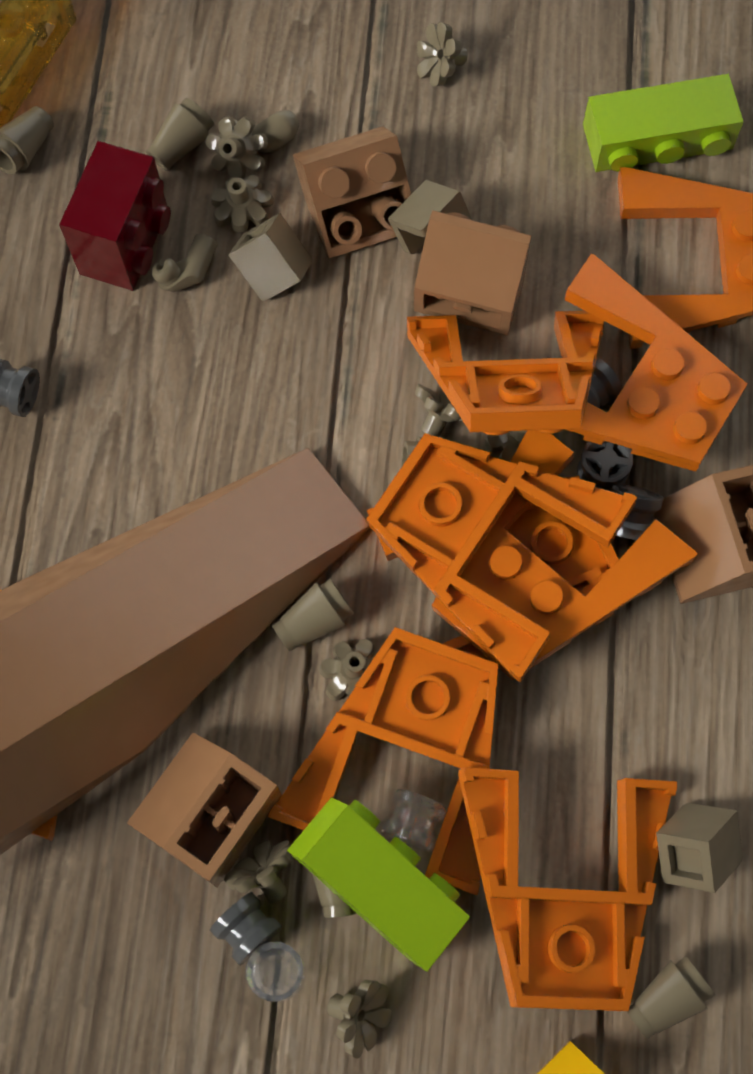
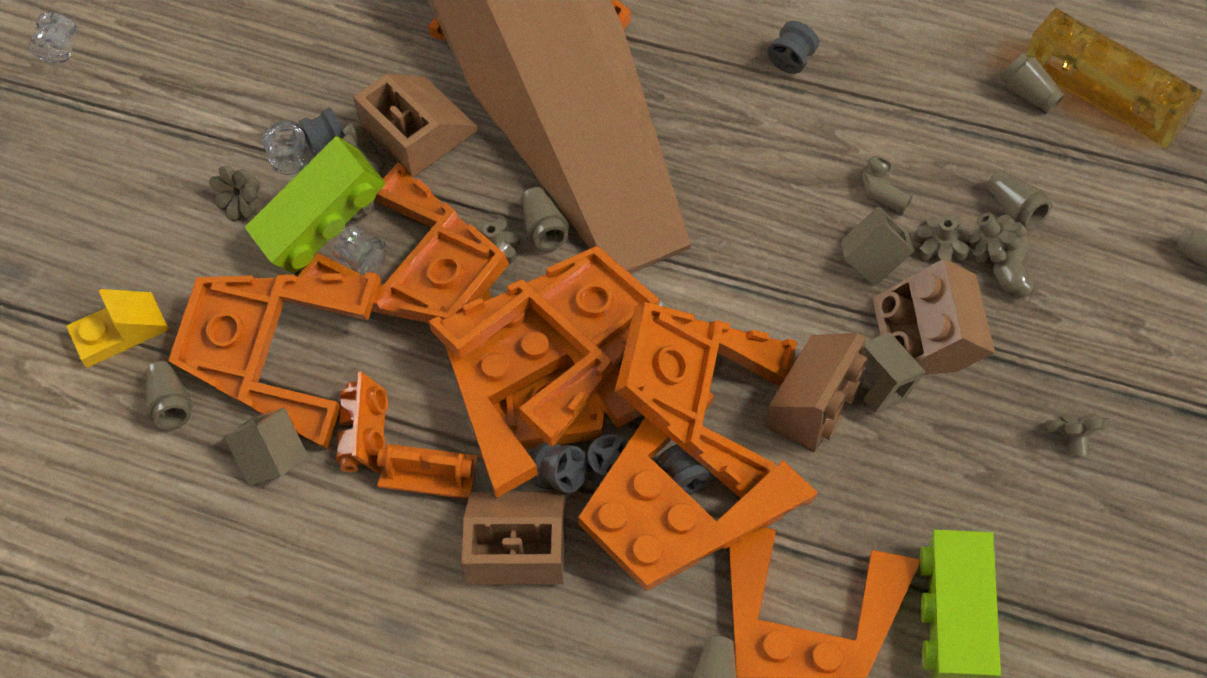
camera: 105 degrees right, 10 degrees down
(116, 216) = (928, 125): dark red brick -> none
(617, 746) = (364, 408): none -> orange hinge
(668, 656) = (426, 471): none -> orange hinge

